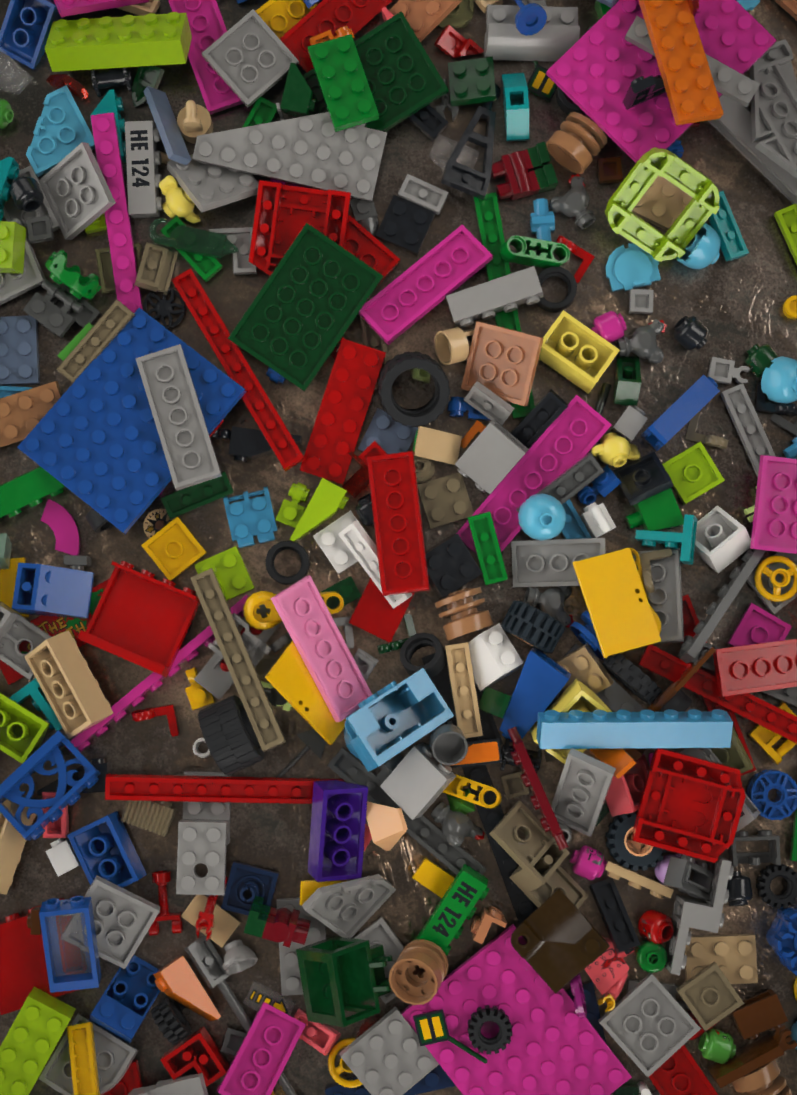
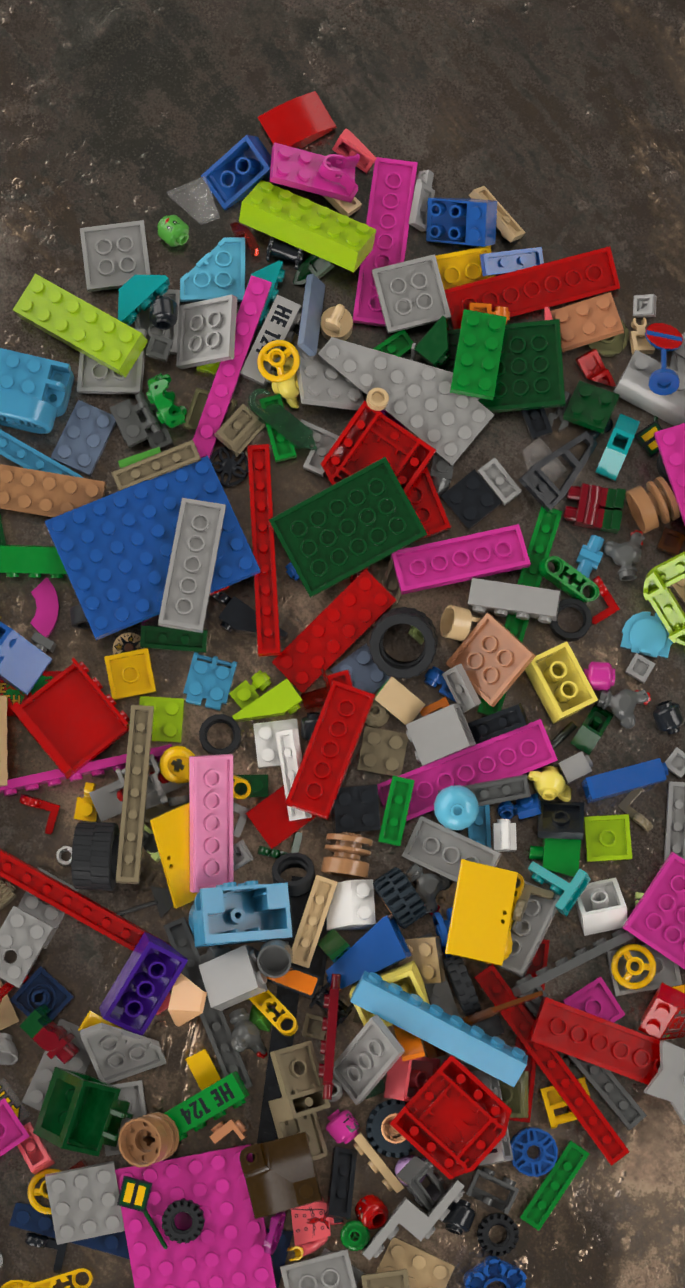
camera: 25 degrees right, 5 degrees down
(150, 181) = (275, 353): none -> yellow piece
(270, 172) = (377, 399): none -> tan tile

